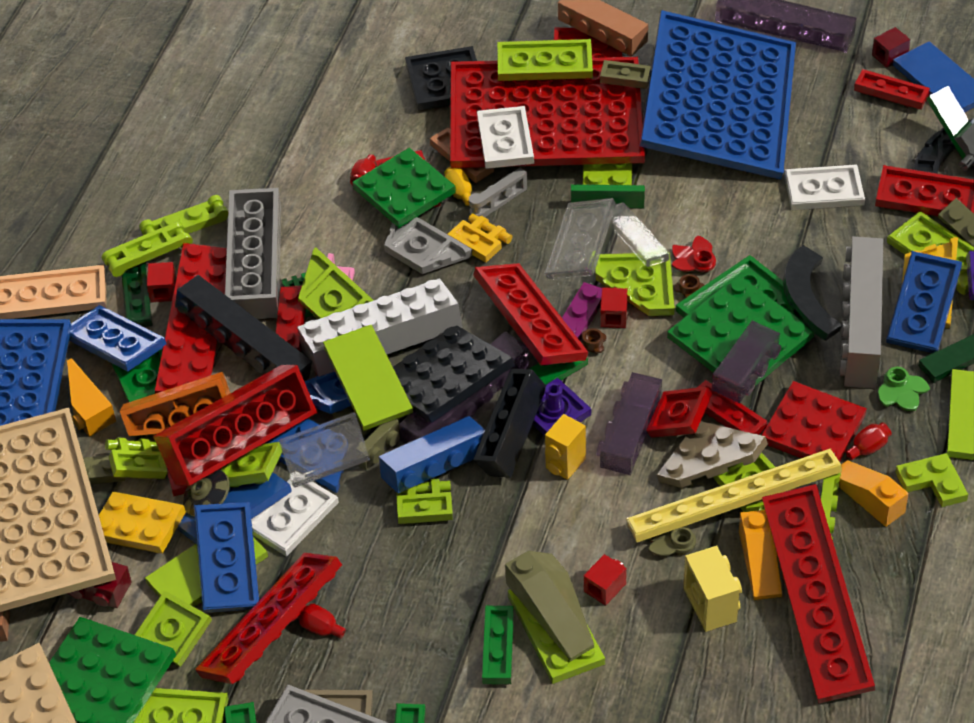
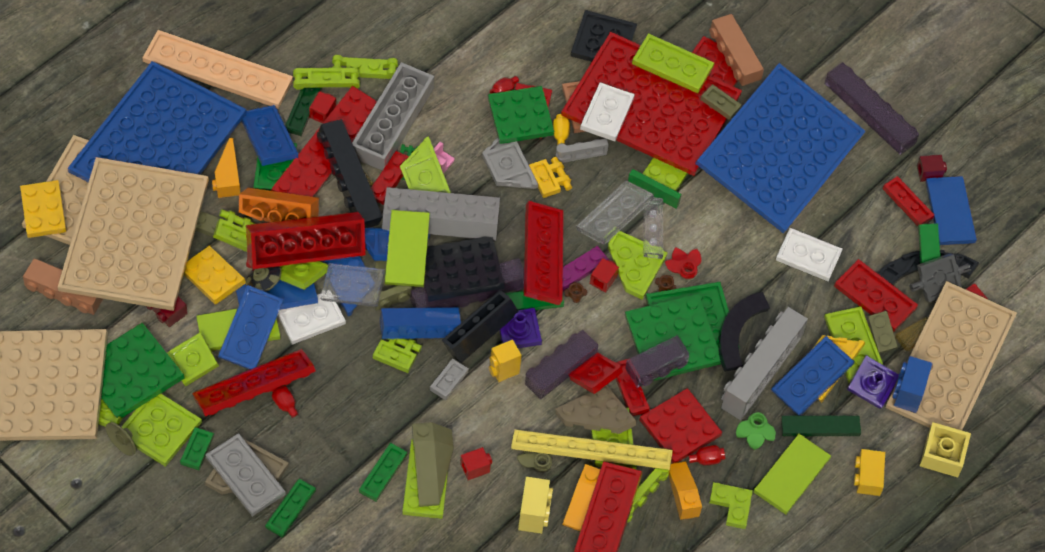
camera: 20 degrees right, 10 degrees up
(508, 502) = (449, 379): none -> light grey plate

